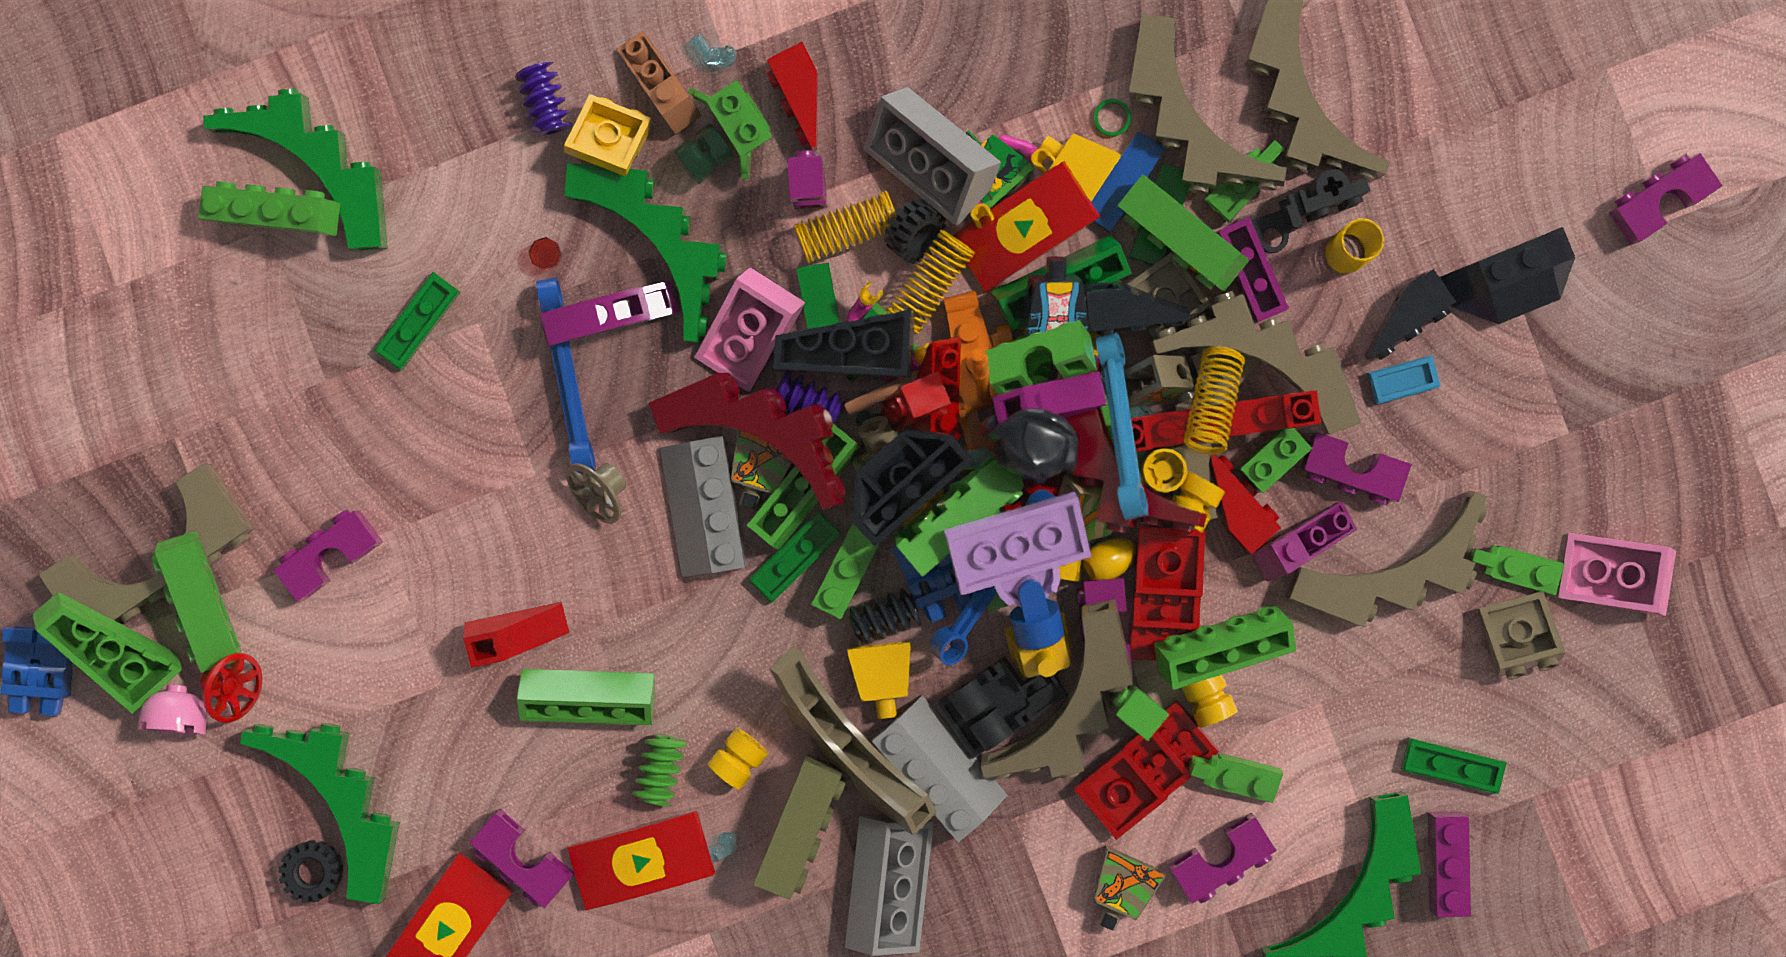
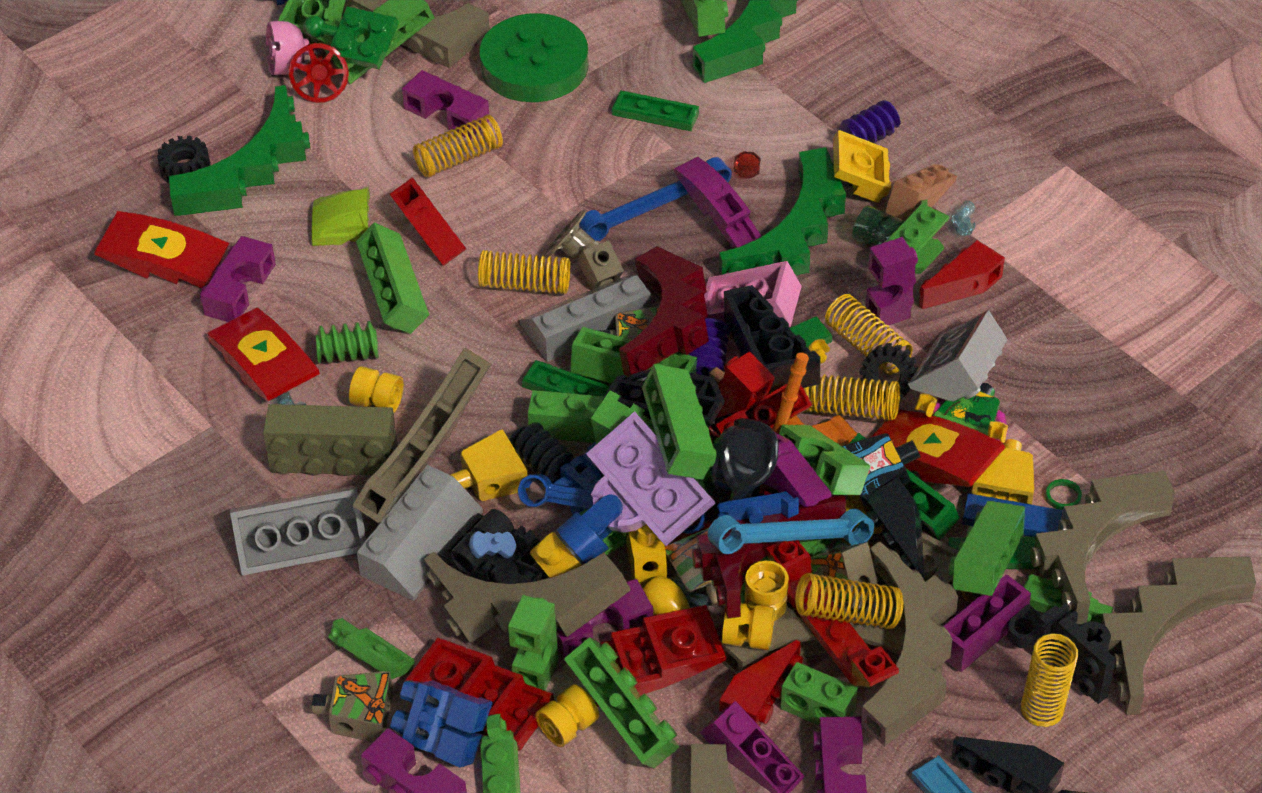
camera: 75 degrees right, 40 degrees down
(209, 649) = (353, 24): none -> green plate
(283, 429) = (534, 57): none -> green brick
(396, 522) = (486, 129): none -> yellow piece
(462, 723) = (340, 217): none -> lime slope
(610, 595) = (486, 263): none -> yellow piece
(647, 470) = (599, 263): none -> dark tan brick
(977, 496) = (678, 422): none -> bright green brick
(998, 709) = (491, 544): none -> medium blue piece
(1062, 855) = (371, 648): none -> bright green hinge
(1085, 453) = (757, 507): none -> blue piece
(1180, 819) = (446, 716): none -> blue hips

